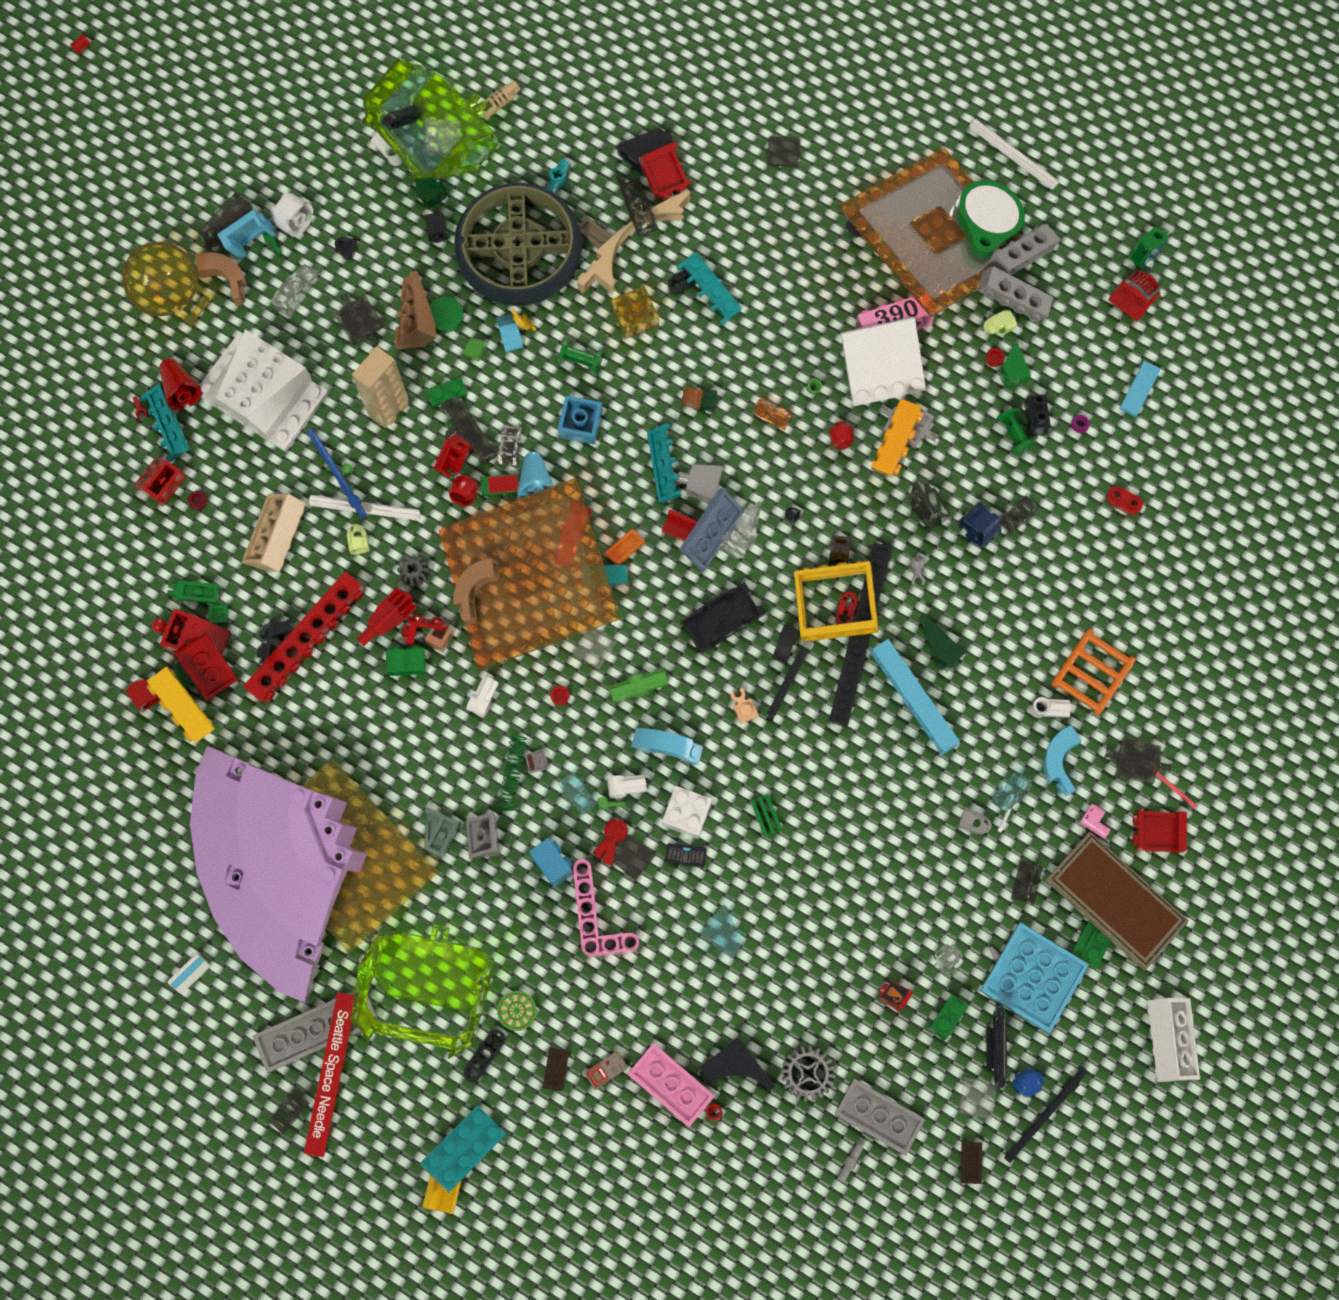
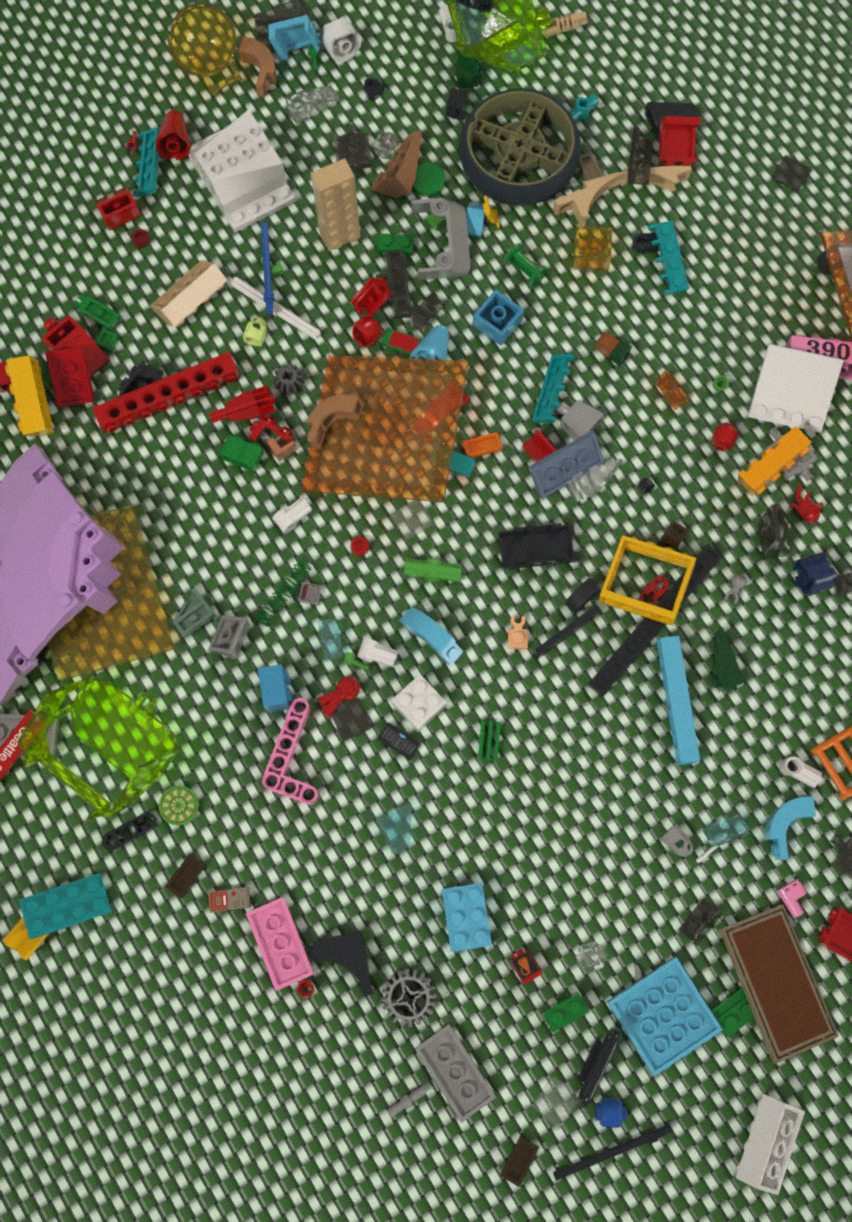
camera: 25 degrees right, 0 degrees up
(388, 299) = (386, 144): none -> clear head
(515, 381) = (456, 261): none -> light grey windscreen
(823, 979) = (466, 917): none -> medium azure brick
(945, 466) = (805, 507): none -> red piece

